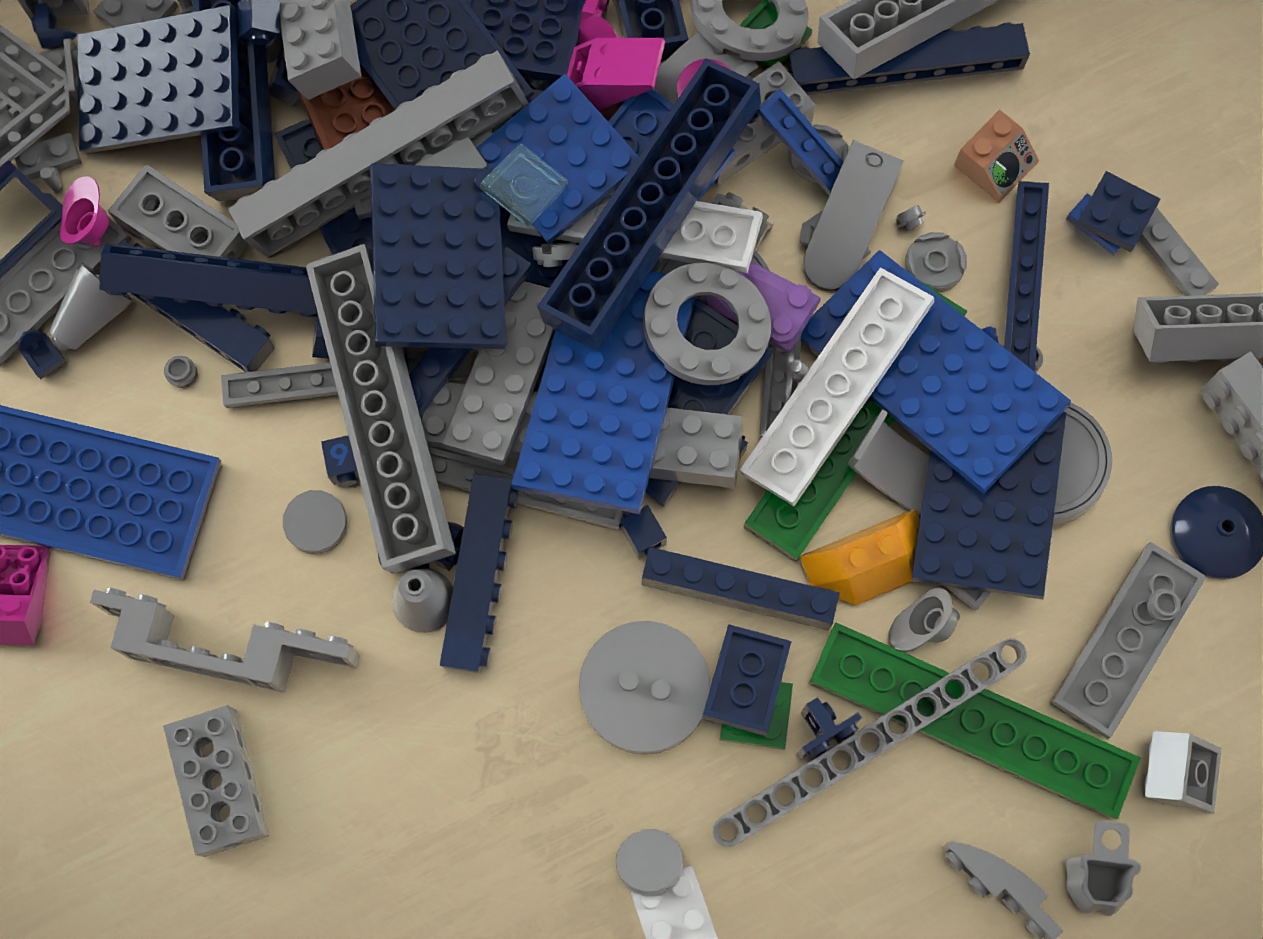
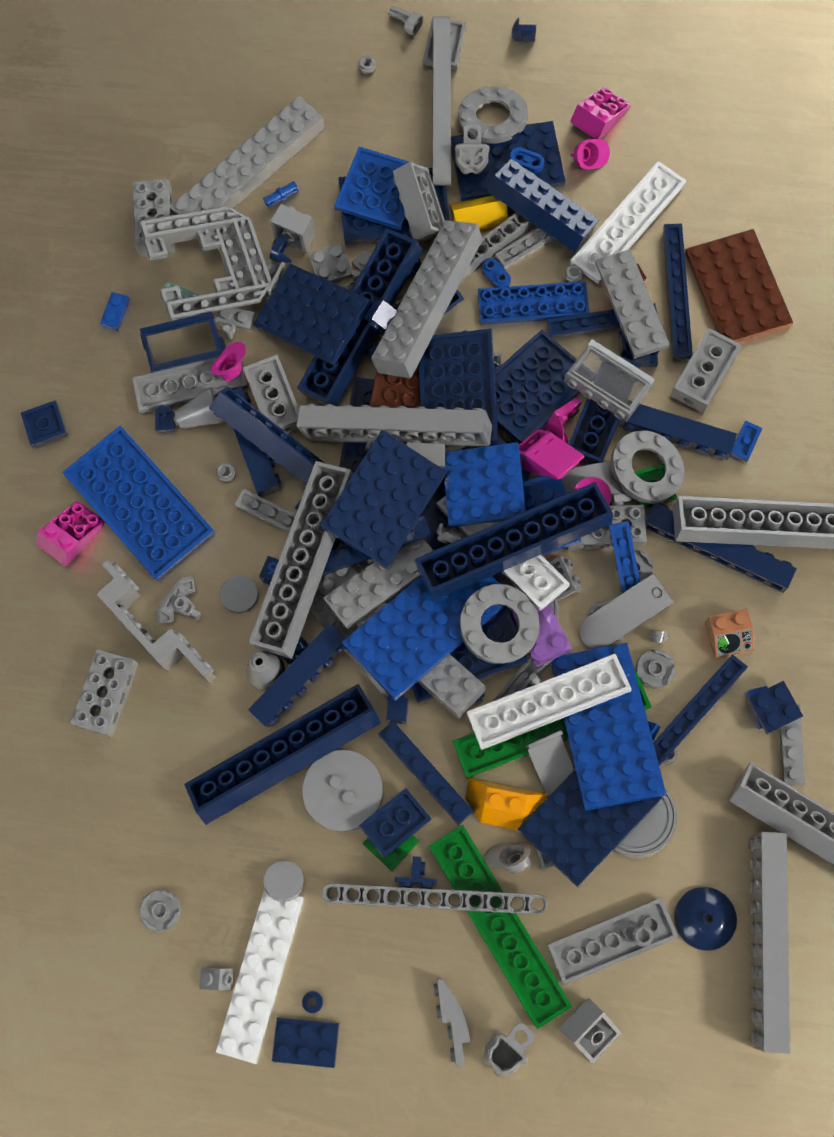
camera: 40 degrees right, 0 degrees up
(234, 588) = (178, 602): none -> light grey piece
(524, 184) = (454, 489): clear light blue tile -> none
(529, 694) = (281, 754): none -> dark blue brick

